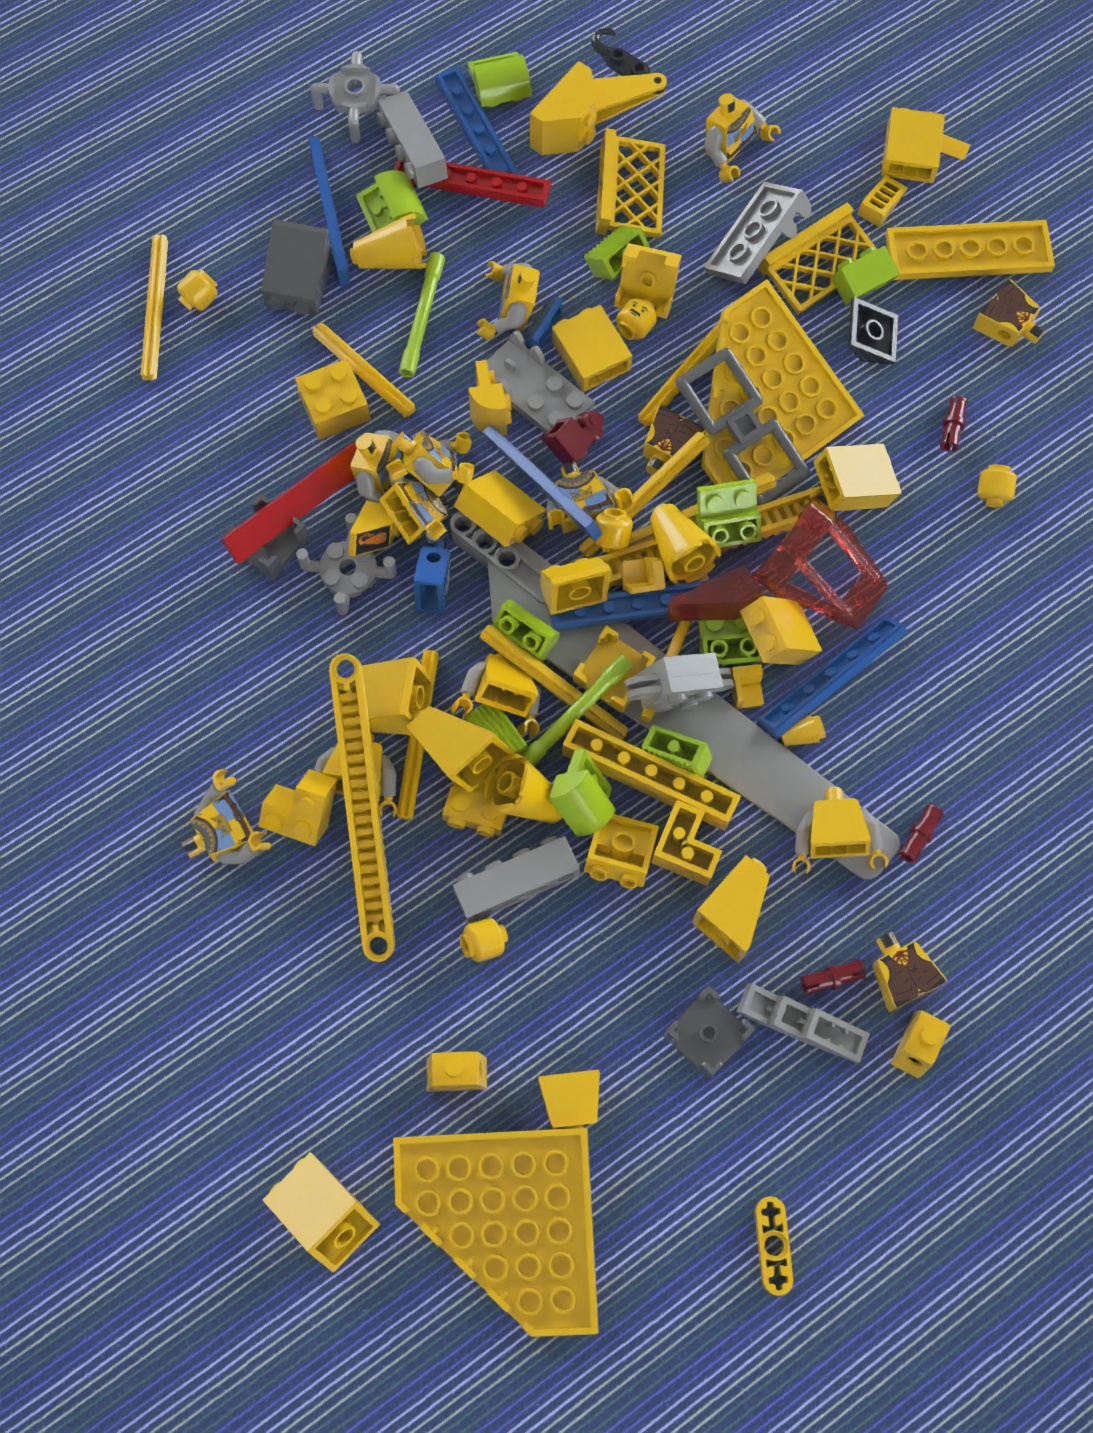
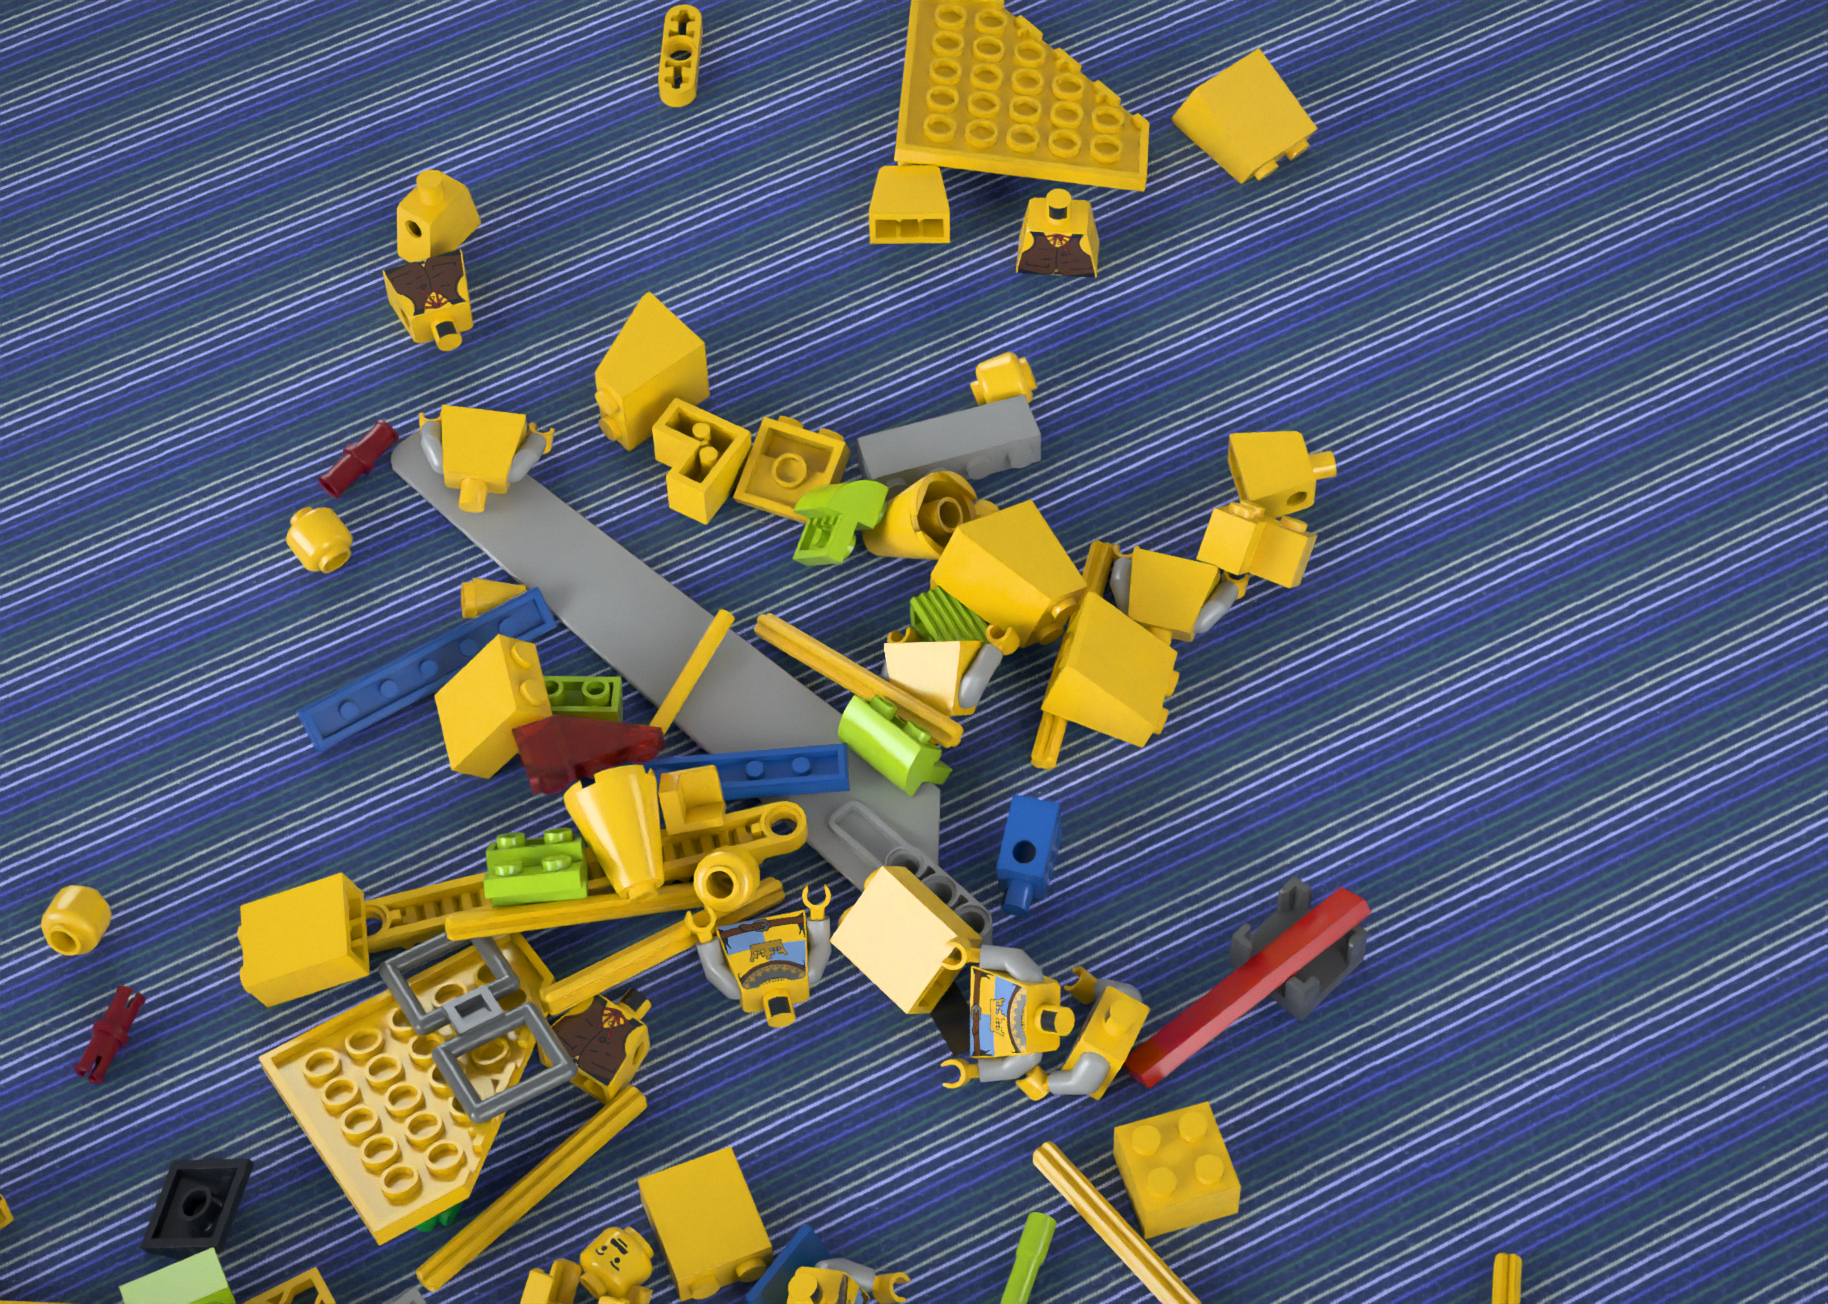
camera: 170 degrees left, 15 degrees down
(223, 826) = (1365, 540): torso -> none
(287, 882) = (1277, 470): none -> yellow torso
(343, 585) = (1171, 877): light grey plate -> none
(362, 807) = (1161, 519): yellow gear -> none
(372, 530) = (1118, 934): yellow slope -> none
(413, 506) = (1046, 926): torso -> none
(488, 402) = (904, 1114): yellow brick -> none
(534, 386) = (820, 1172): light grey hinge -> none
(543, 483) = (832, 960): tile -> none
(571, 437) = (767, 1052): dark red brick -> none
(575, 584) = (803, 771): yellow slope -> none
(604, 653) = (761, 683): yellow panel -> none
(609, 677) = (773, 653): lime piece -> none
(652, 774) = (734, 550): yellow brick -> none
(678, 682) = (669, 626): light grey brick -> none
(678, 750) = (689, 563): lime brick -> none
(708, 1033) = (715, 262): dark grey panel -> none
(747, 686) = (565, 660): yellow panel -> none
(793, 553) = (449, 783): clear red windscreen -> none
(803, 1023) = (578, 261): light grey slope -> none
(833, 977) = (531, 307): dark red pin -> none
(929, 762) = (319, 539): none -> yellow head

